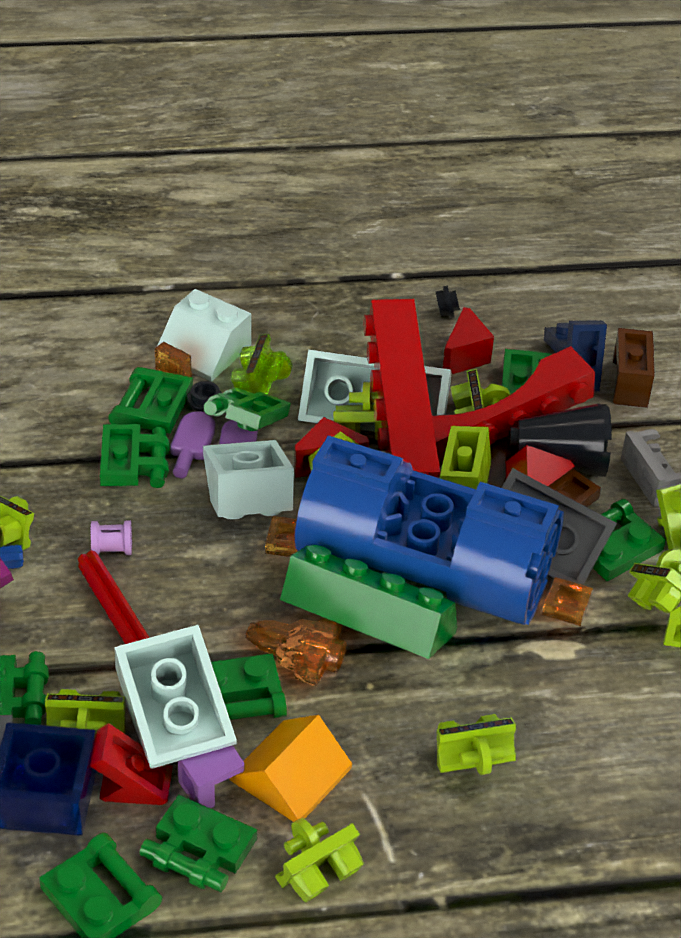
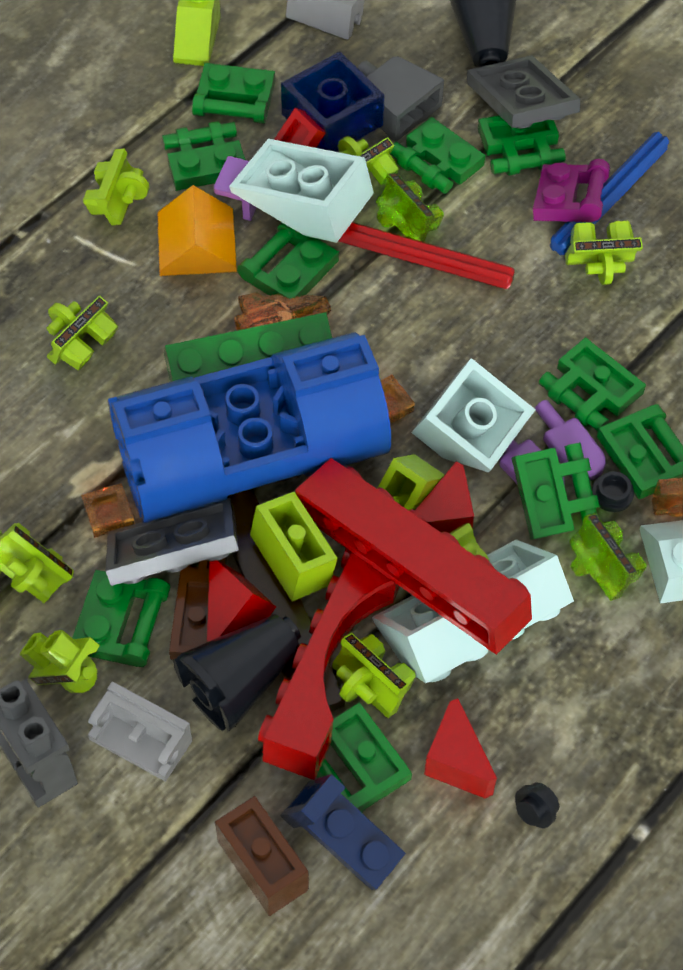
camera: 140 degrees right, 15 degrees up
(97, 654) = (403, 207): none -> clear neon green hips
(111, 538) = (511, 299): lavender bush -> none

